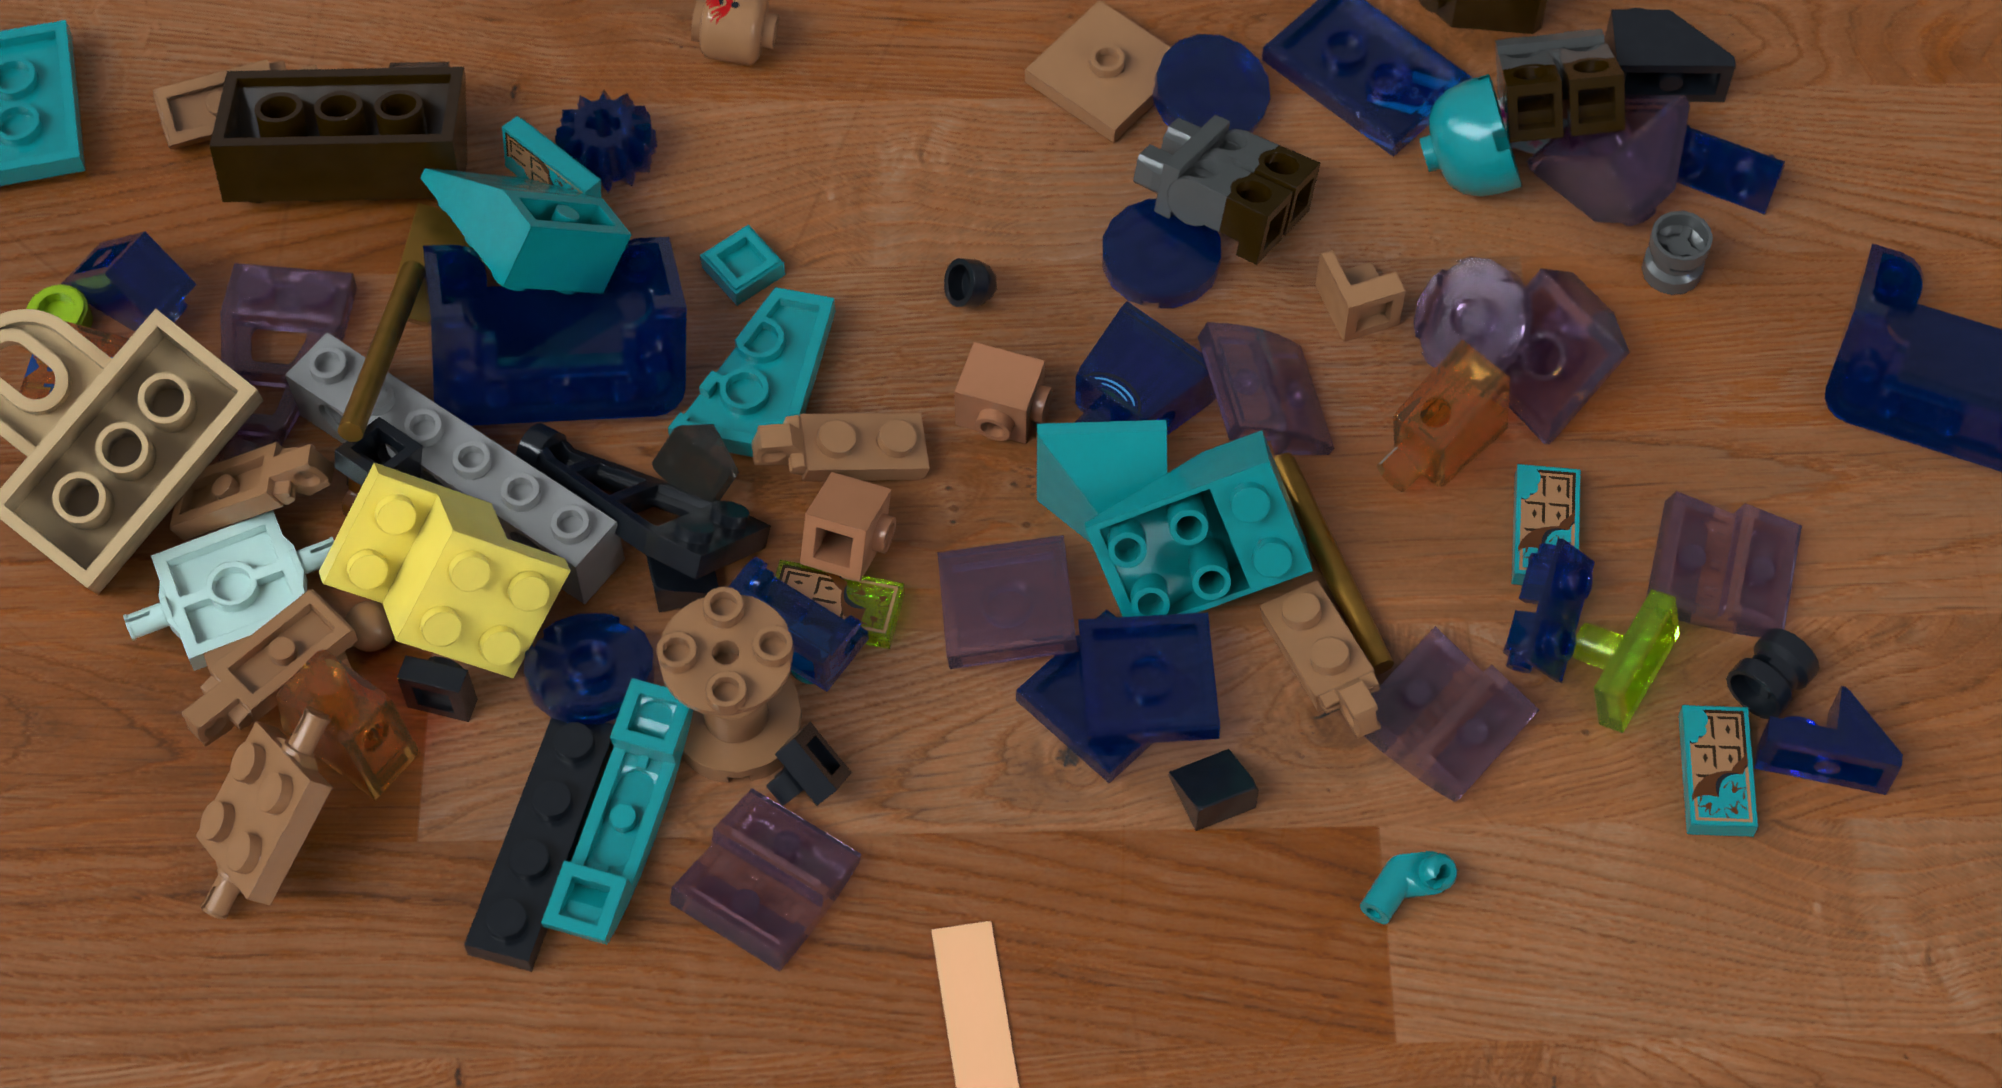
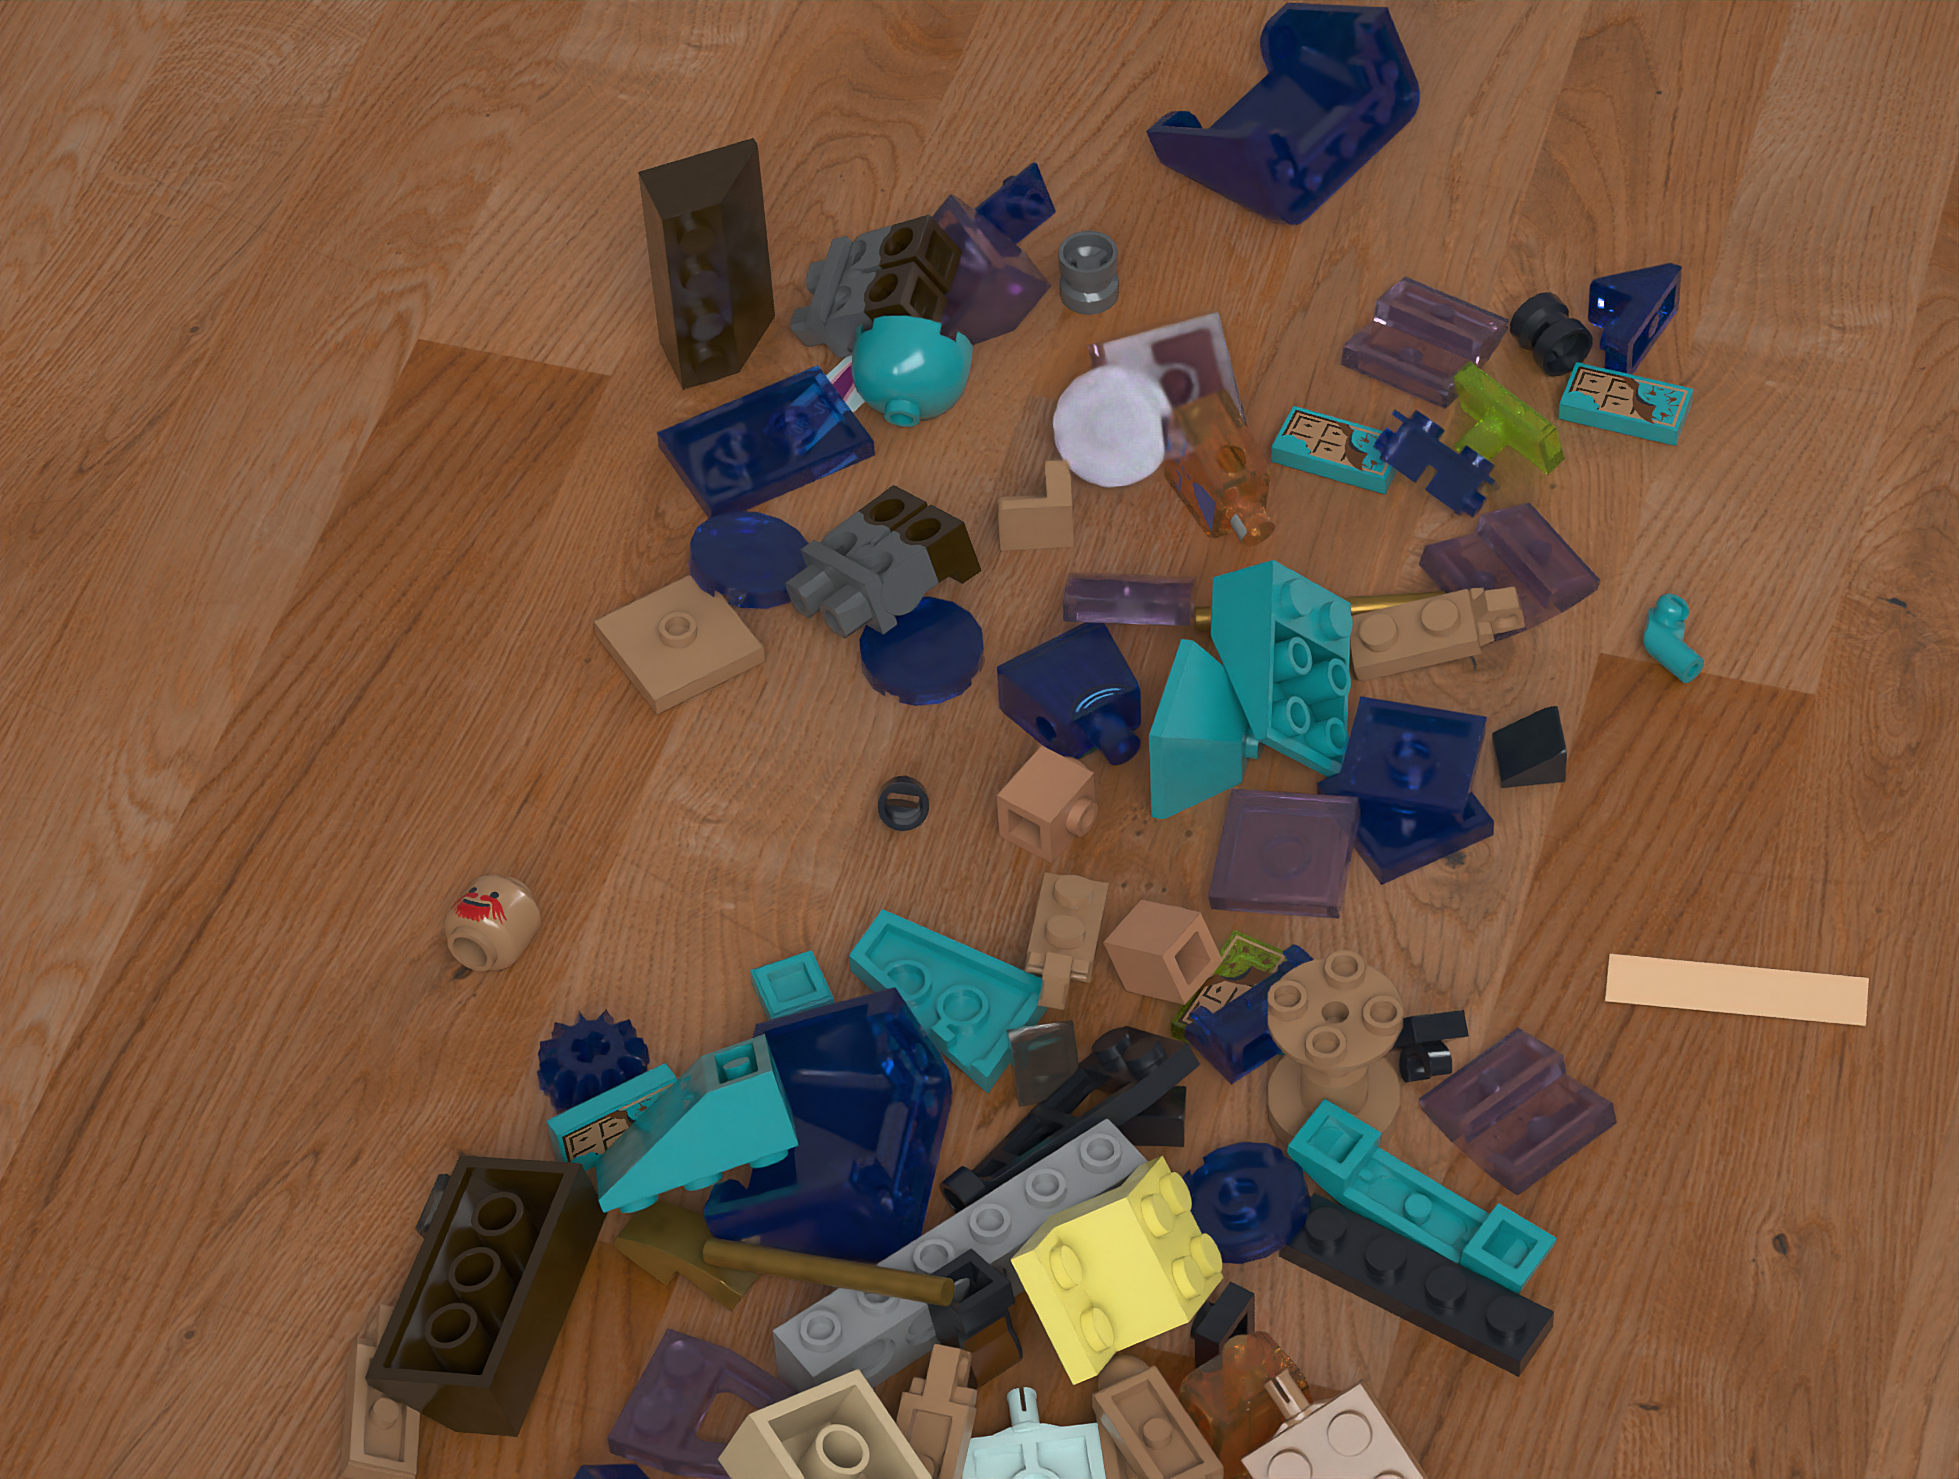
camera: 70 degrees left, 10 degrees down
(1667, 56) = (861, 206): black slope -> none

